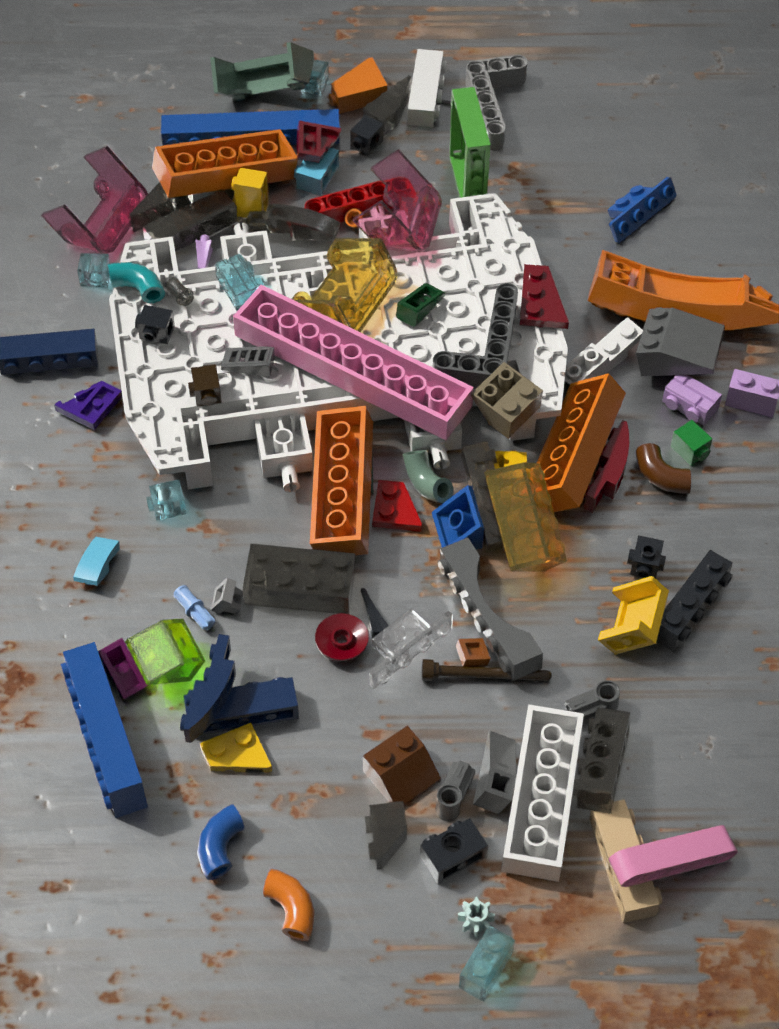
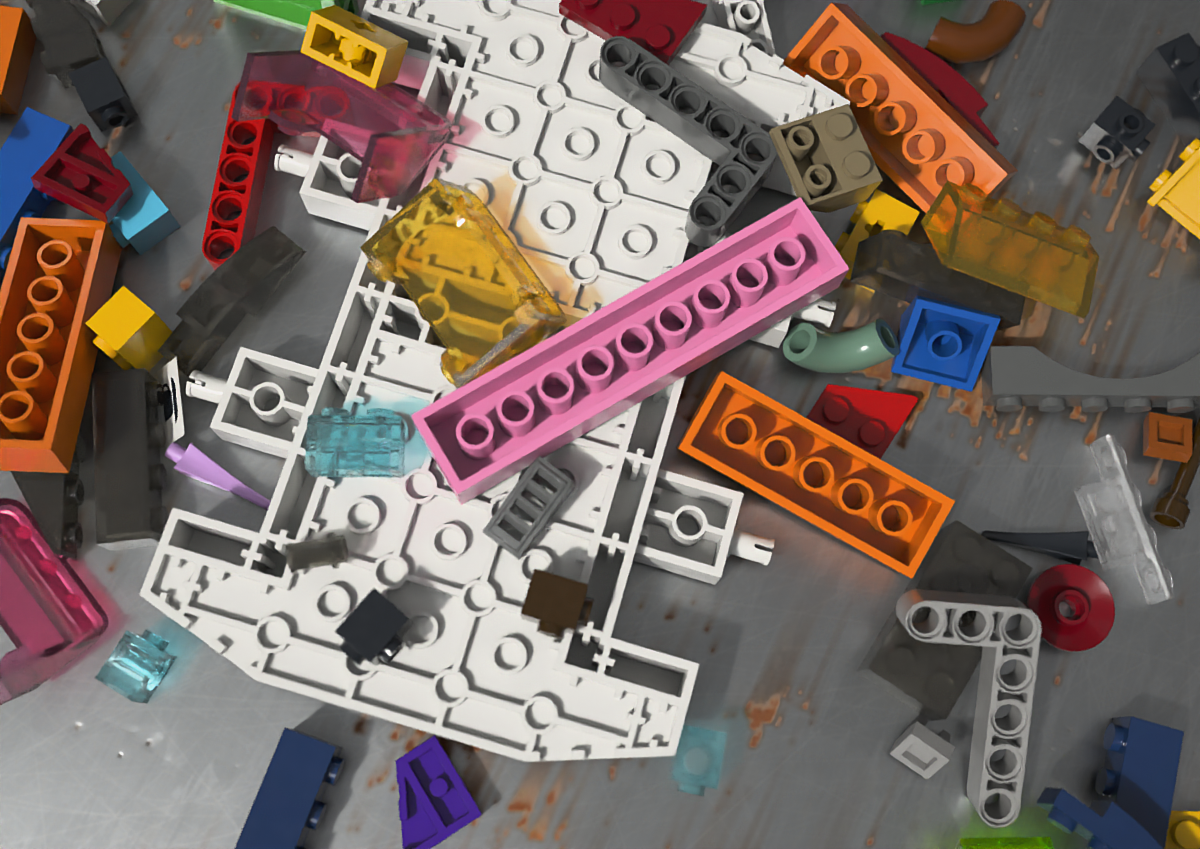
camera: 70 degrees left, 20 degrees up
(138, 277) = (248, 610): teal cylinder -> none
(194, 607) = (917, 804): light blue axle -> none
(270, 594) = (994, 689): none -> light grey beam
(352, 213) = (276, 208): orange hinge -> none
(417, 305) = (562, 214): dark green slope -> none
(440, 195) = (354, 46): none -> yellow brick

